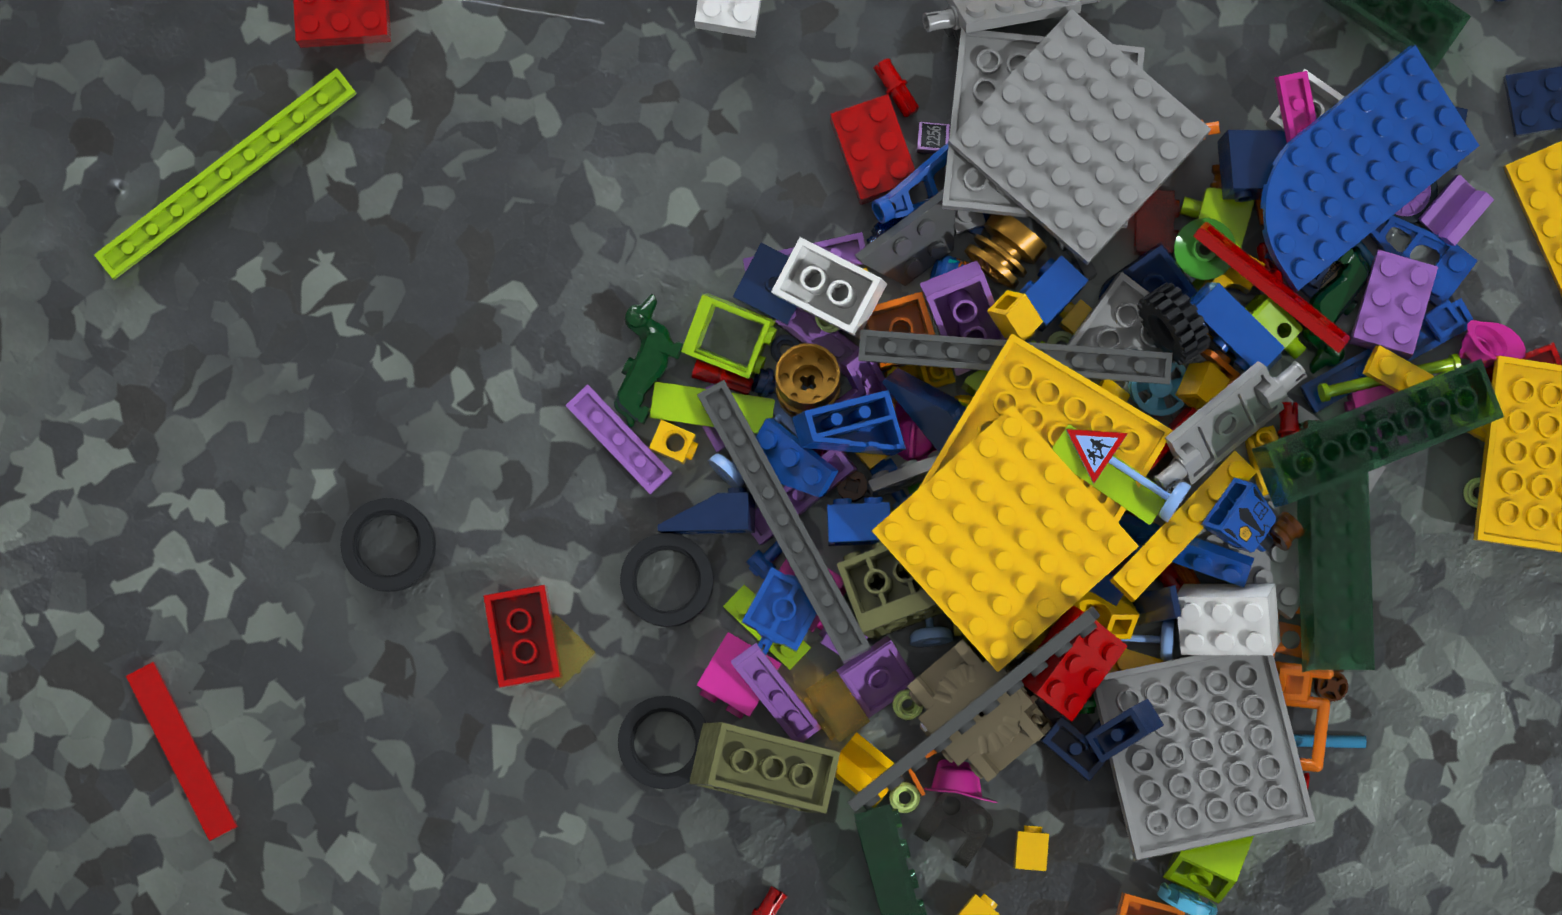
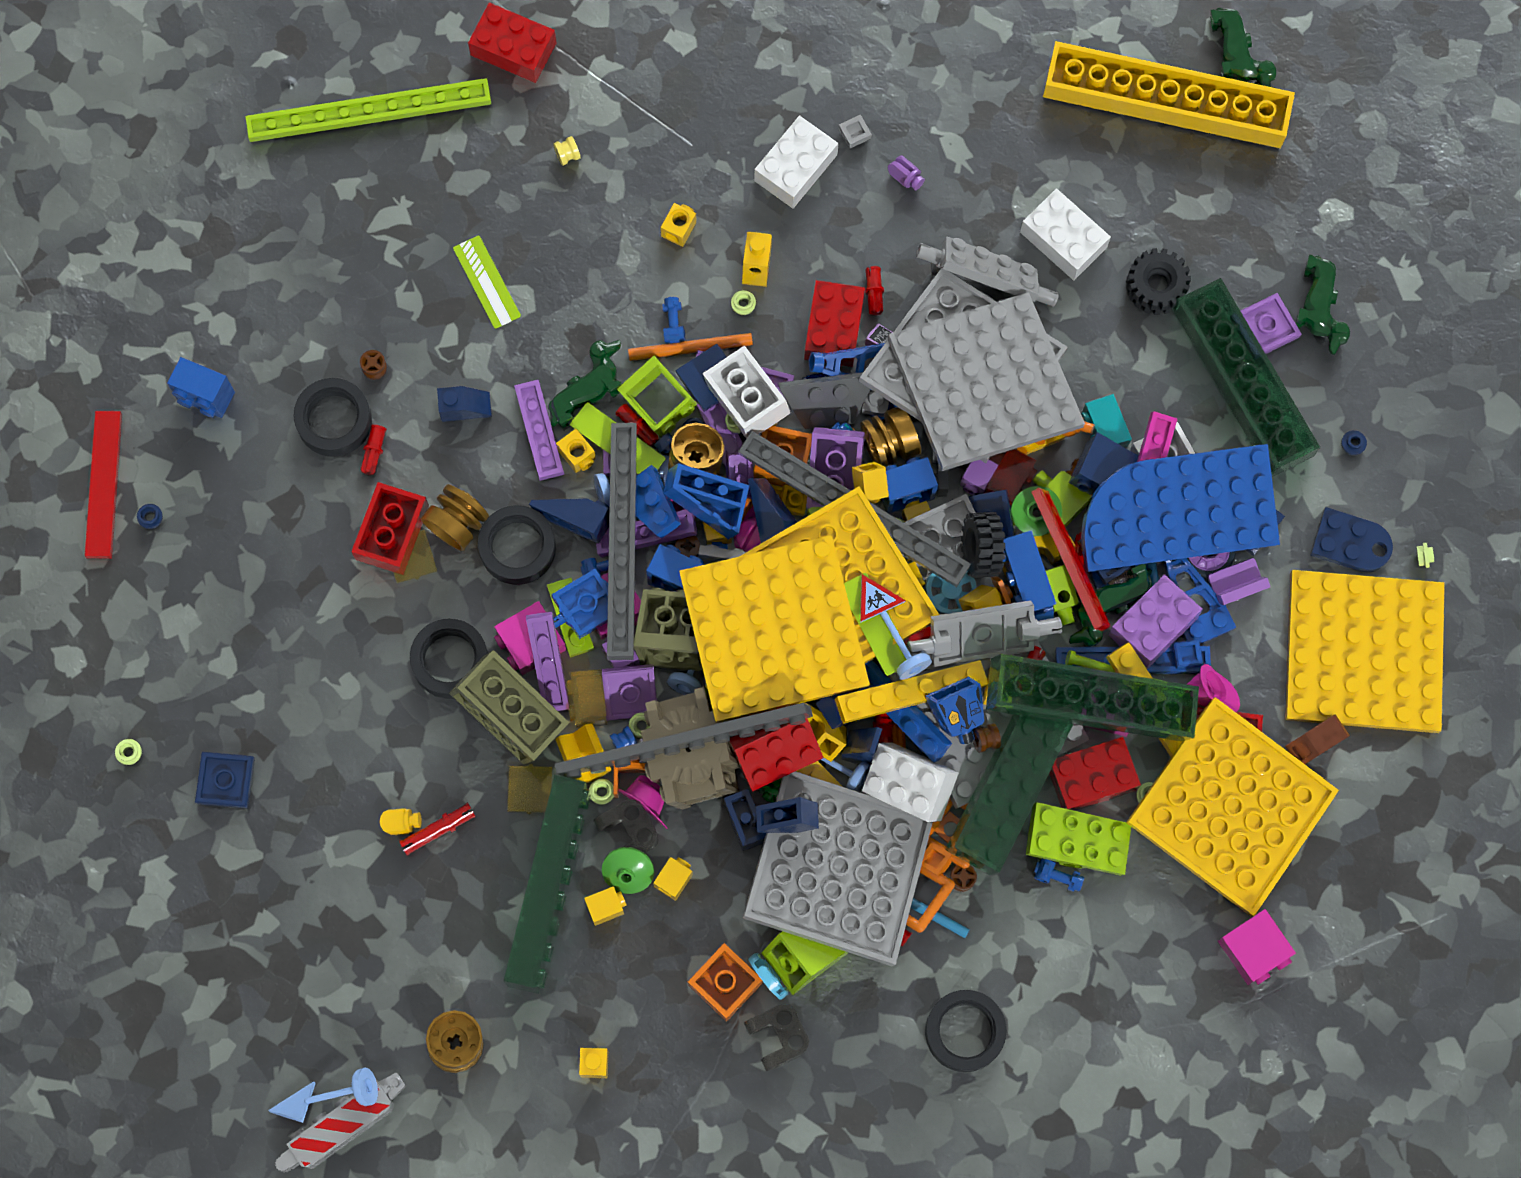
camera: 25 degrees right, 10 degrees down
(228, 592) = (200, 388): none -> blue brick
(243, 763) = (148, 509): none -> dark blue plate
(392, 461) = (375, 359): none -> reddish brown wheel
(452, 557) = (373, 449): none -> red axle
(466, 300) = (487, 282): none -> lime sticker
(472, 105) = (566, 150): none -> light yellow wheel
(522, 454) = (463, 403): none -> dark blue slope
(586, 587) = (458, 513): none -> pearl gold wheel
(649, 136) = (676, 233): none -> yellow brick
(705, 252) = (674, 333): none -> blue bar
(730, 257) = (689, 346): none -> orange piece
(750, 121) = (757, 255): none -> yellow torso
(764, 167) = (740, 296): none -> yellowish green plate
(827, 835) = (529, 788): none -> clear yellow piece
(900, 732) = (623, 739): none -> blue wheel
(980, 868) = (631, 862): none -> bright green dish
(1122, 244) = (978, 476): none -> medium lavender brick
(1225, 103) = (1107, 419): none -> teal brick
(1413, 504) = (1094, 775): none -> red brick
(1413, 633) = (1045, 871): none -> blue bar
(1431, 582) = (1078, 839): none -> lime plate
(1455, 837) = (976, 1000): none -> black tyre

